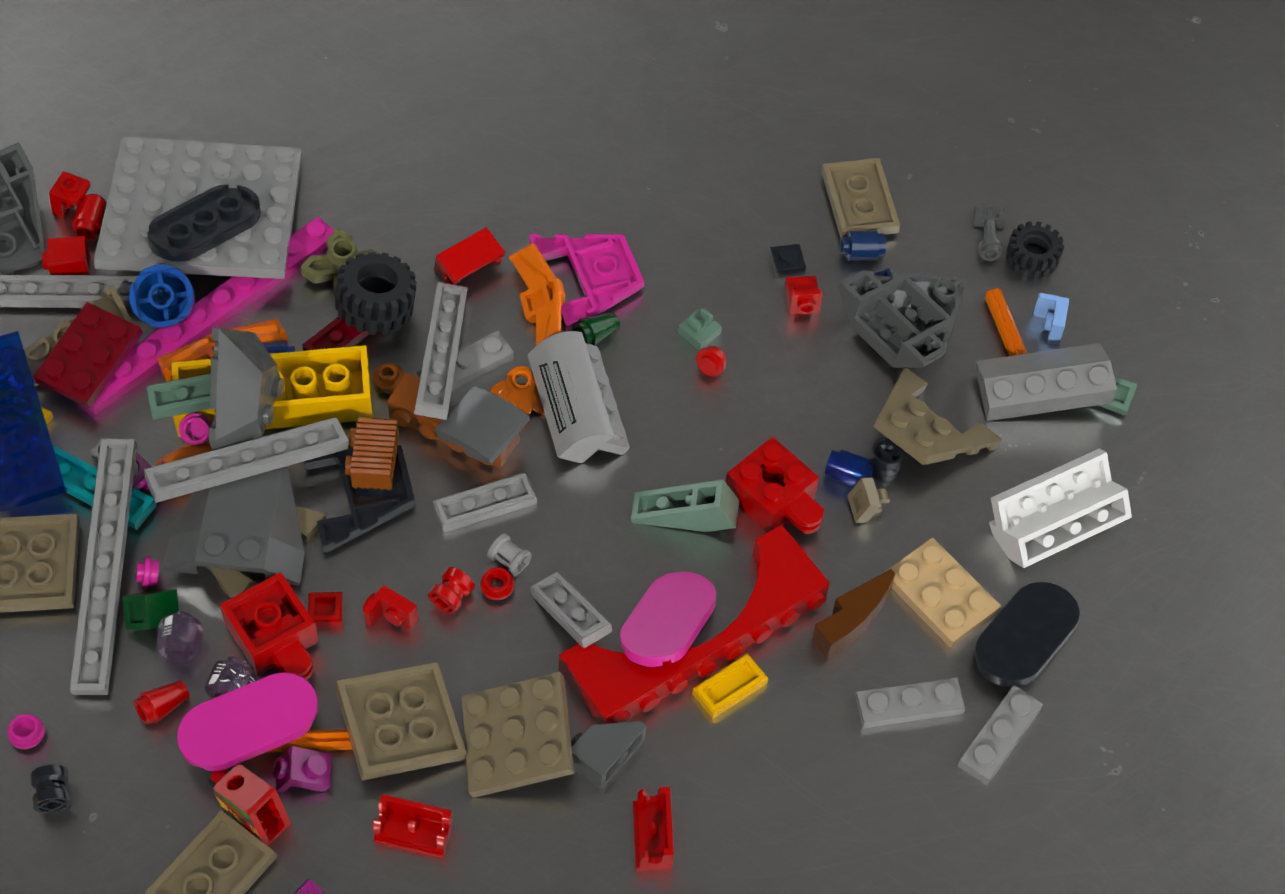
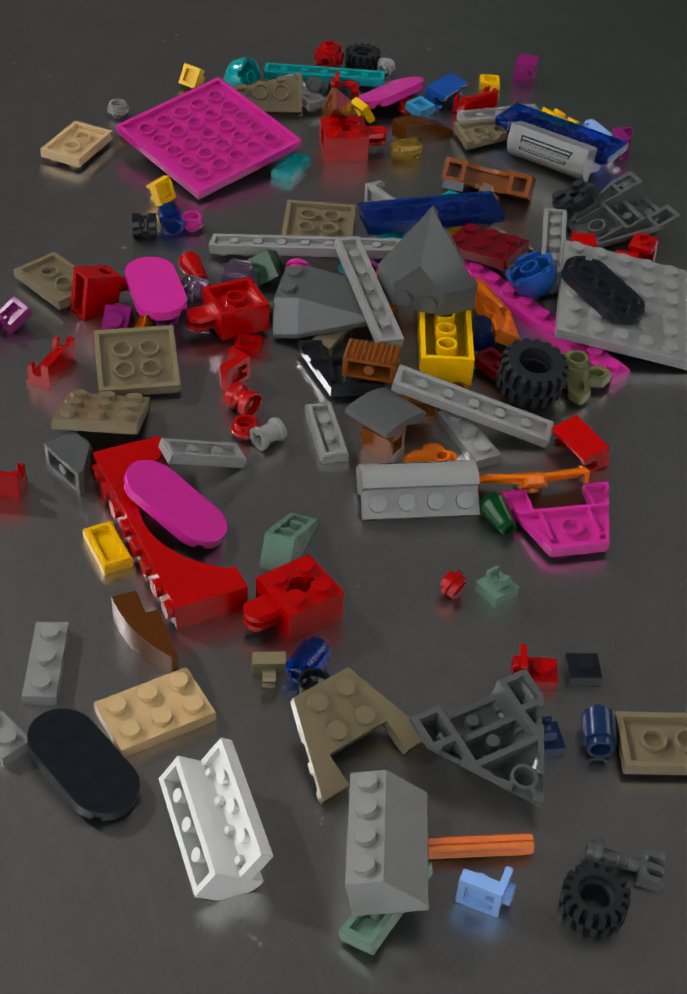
camera: 100 degrees right, 15 degrees down
(29, 754) = (170, 219): none -> clear blue brick

